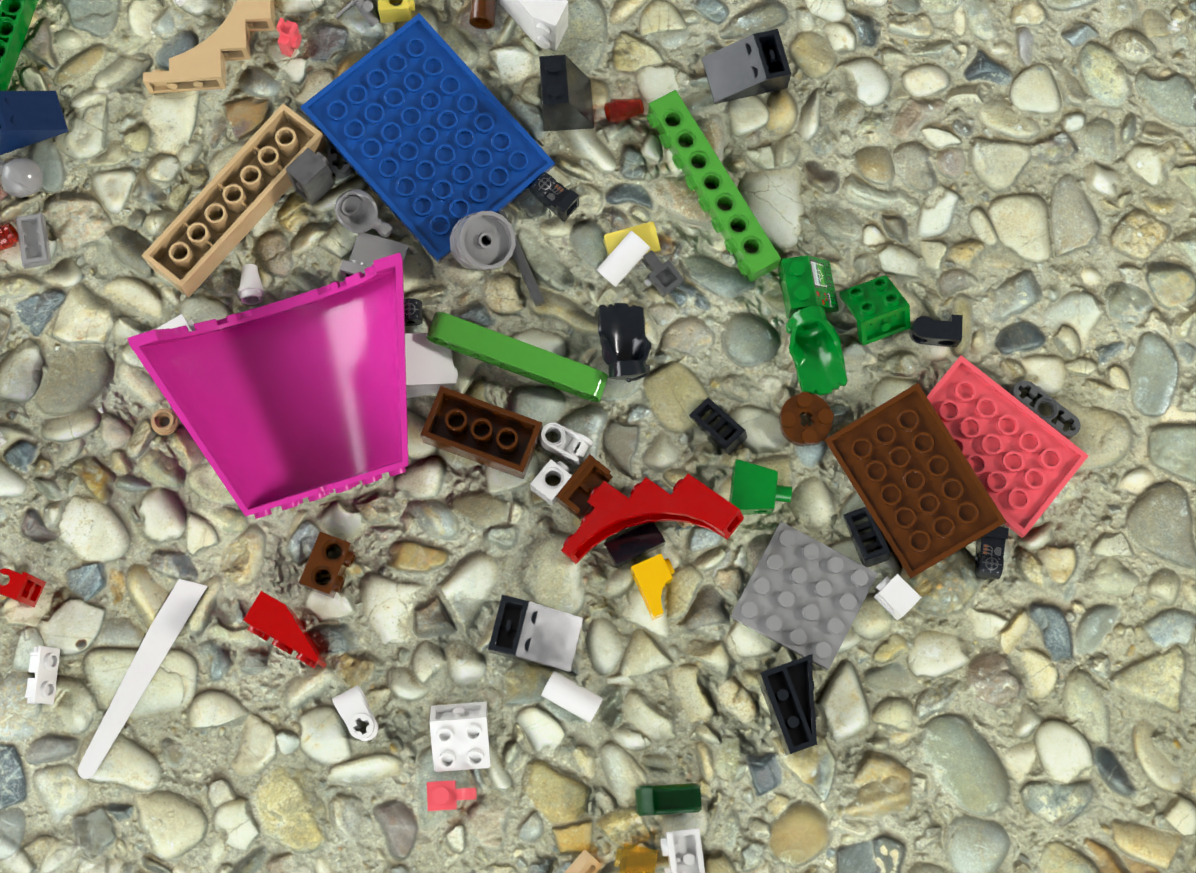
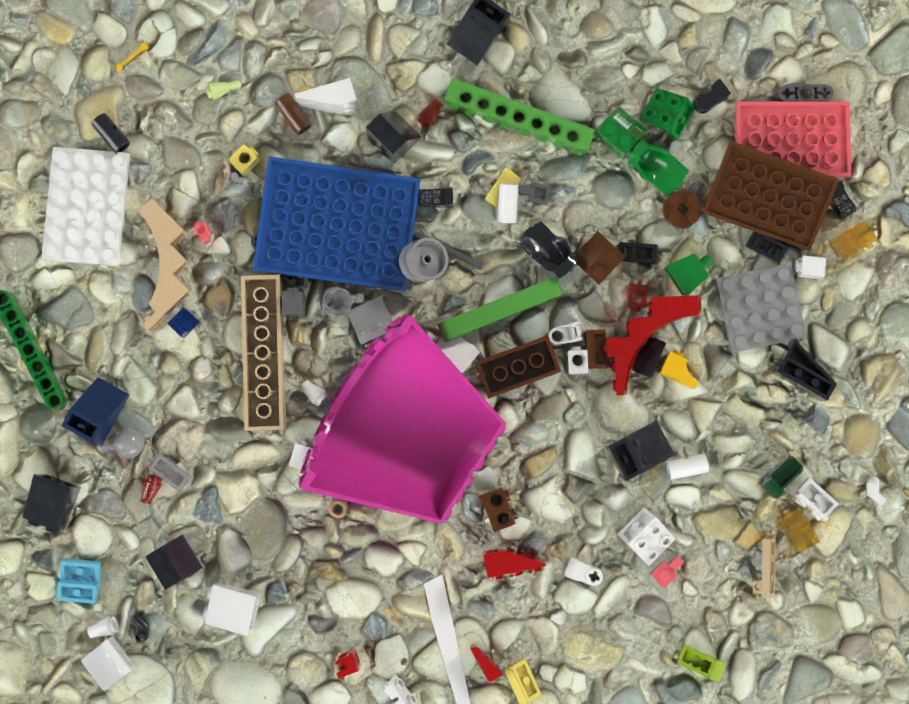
camera: 40 degrees left, 10 degrees up
(160, 723) = (490, 670): none -> red slope
(184, 778) = (522, 681): none -> light yellow slope
(187, 107) = (183, 322): none -> clear blue panel
(670, 395) = (599, 257): none -> reddish brown slope
(676, 456) = (642, 290): none -> clear red brick
(969, 607) = (853, 240): none -> clear yellow brick

